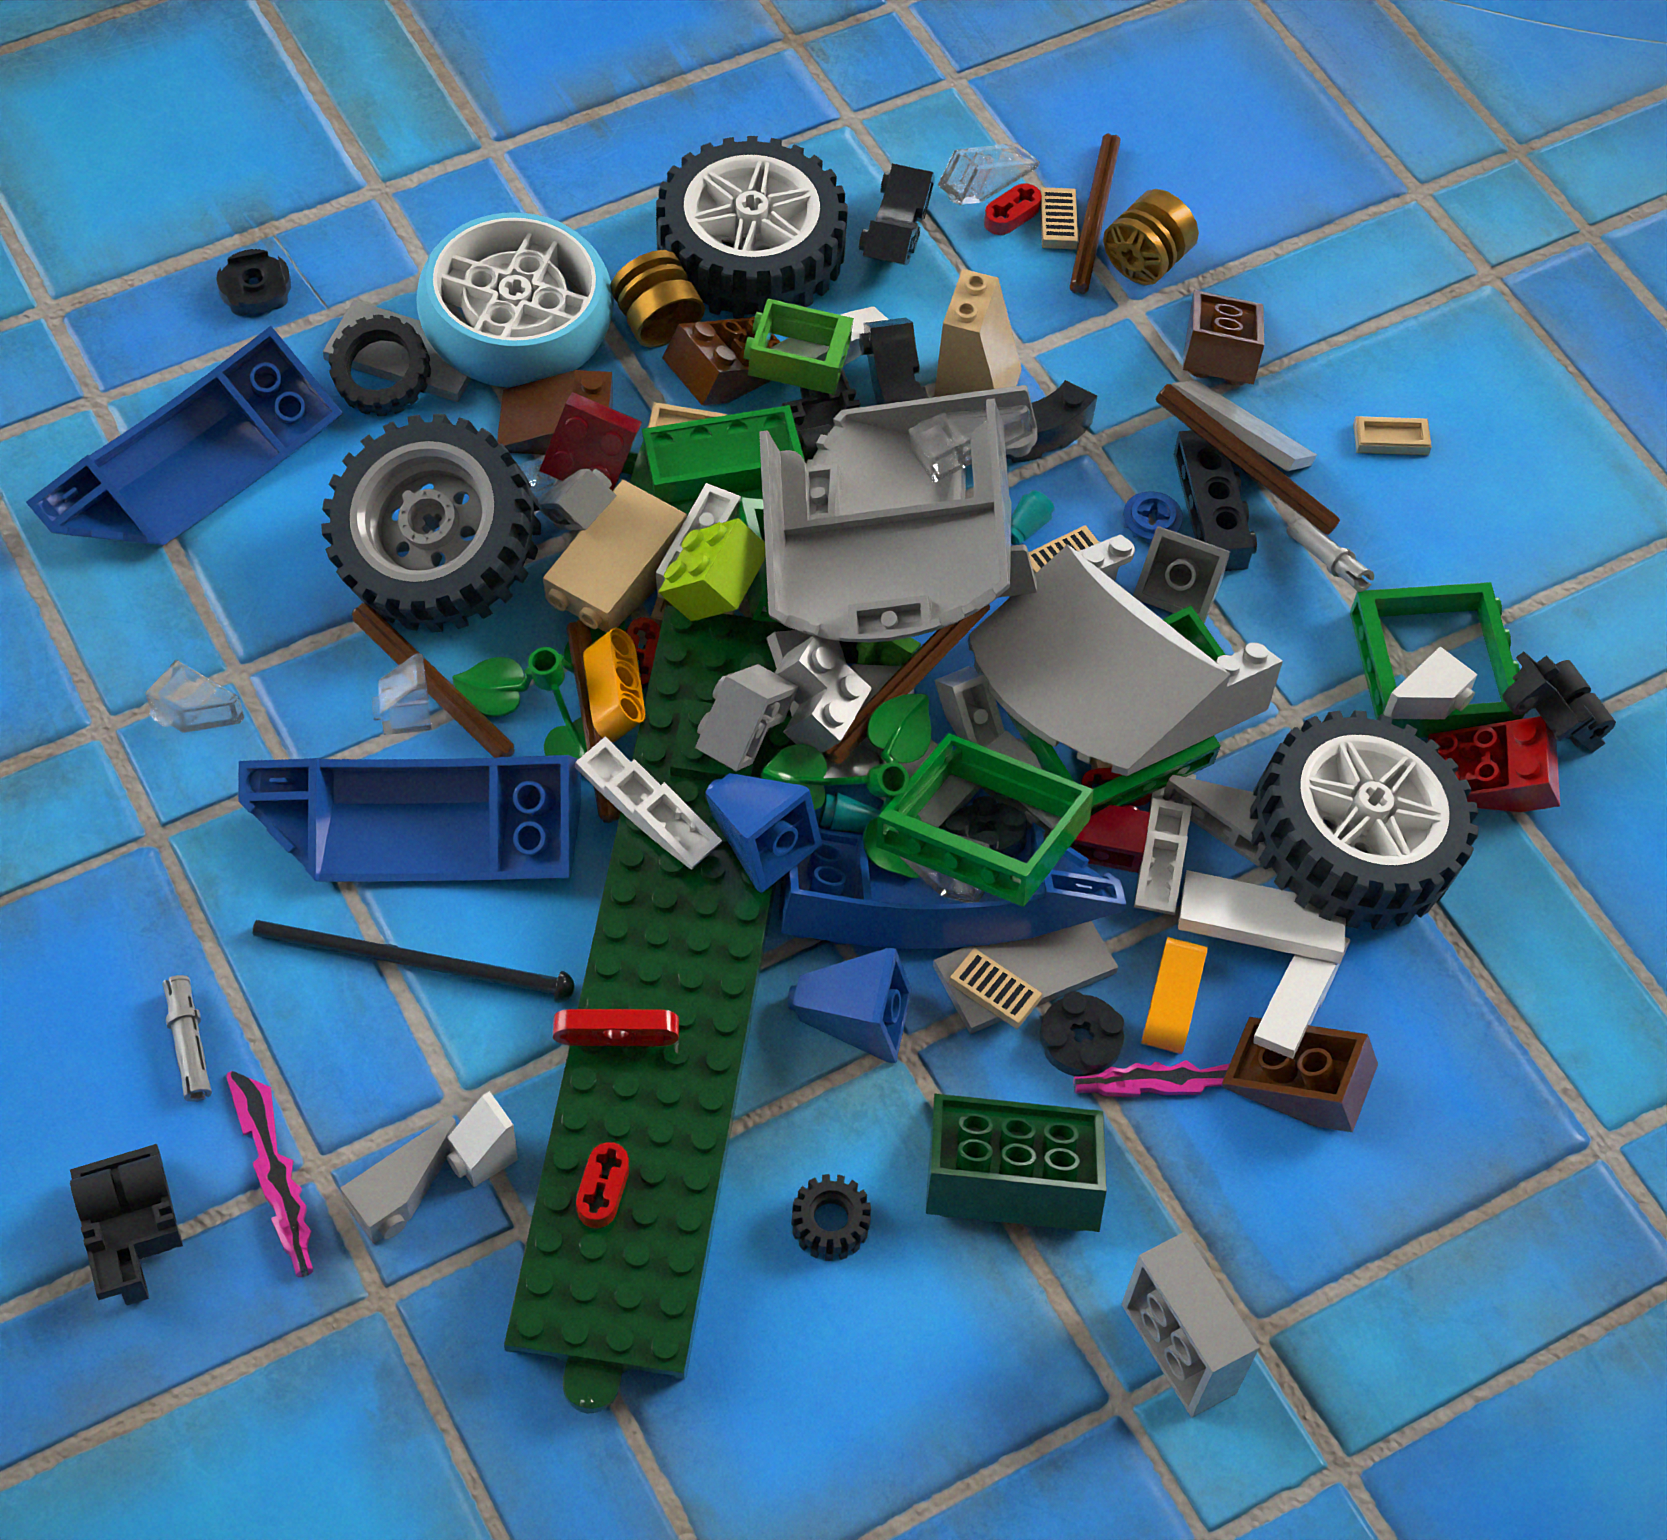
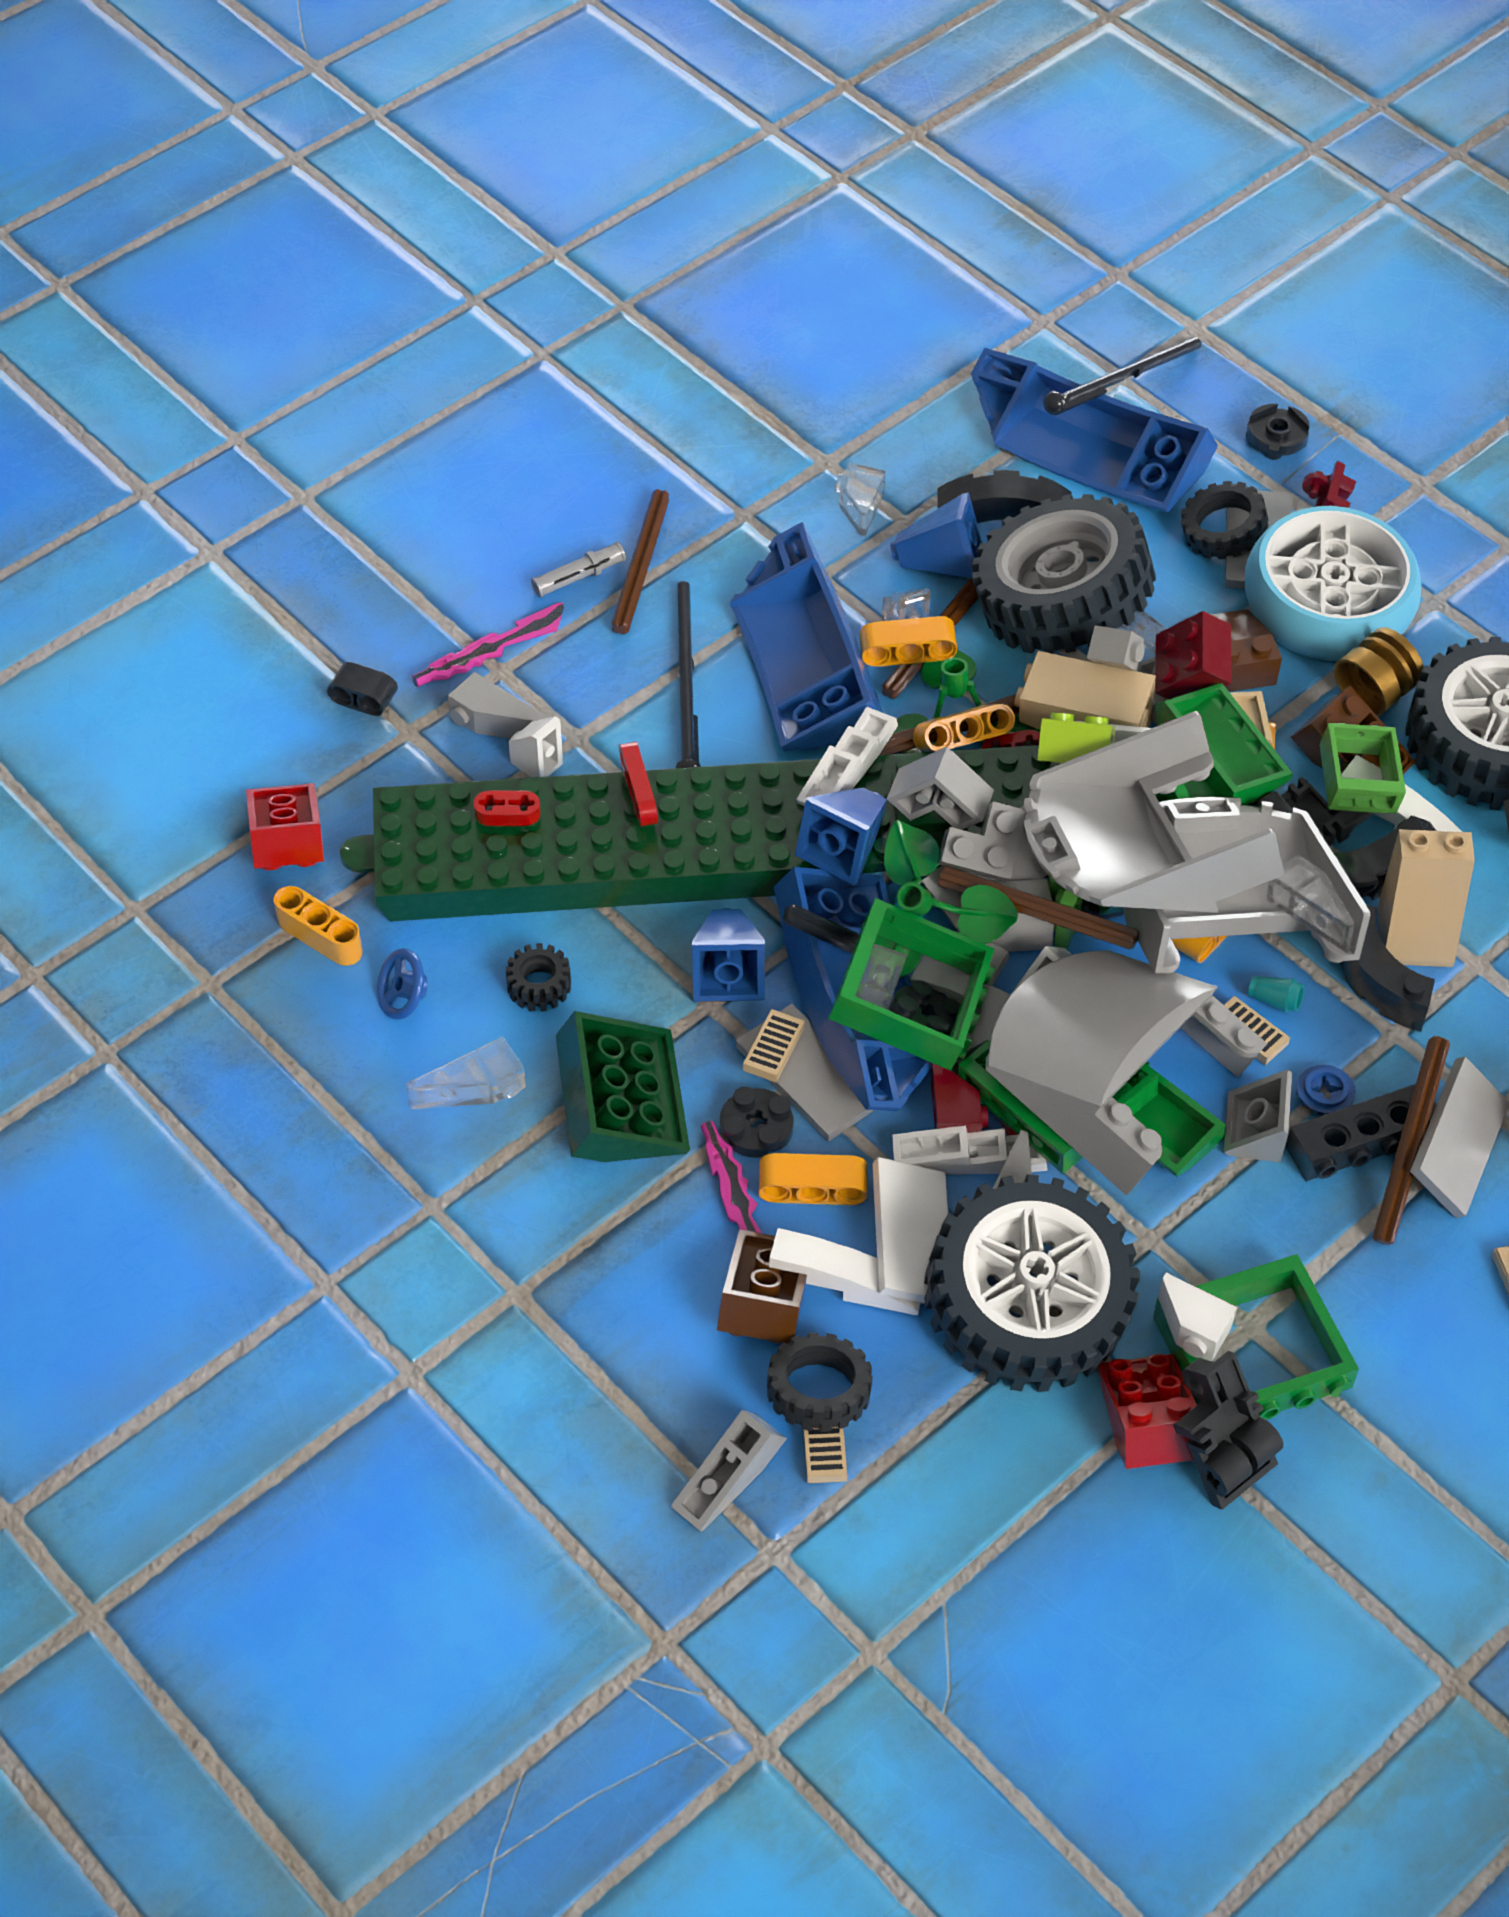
camera: 80 degrees right, 5 degrees down
(124, 1218) = (430, 567): black plate -> none
(176, 447) = (1057, 403): none -> black bar
(197, 965) = (640, 562): none -> reddish brown axle
(270, 551) = (1001, 493): none -> black brick
(302, 1338) = (362, 688): none -> black beam
(313, 632) = (941, 540): none -> blue slope
(369, 266) = (1329, 489): none -> dark red hips
(458, 706) = (908, 641): none -> light orange beam
(505, 1474) = (284, 826): none -> red slope
(680, 1480) = (318, 925): none -> light orange beam
(807, 1360) = (405, 984): none -> blue piece
(879, 886) = (820, 927): none -> black axle
(963, 1304) = (472, 1079): none -> clear slope
(1190, 1323) = (477, 1206): light grey slope -> none
(1339, 561) = (1328, 1235): light grey pin -> none
(1427, 1084) = (819, 1412): none -> black tyre
(1492, 1065) = (825, 1455): none -> tan tile
(1520, 1157) = (728, 1469): none -> light grey slope

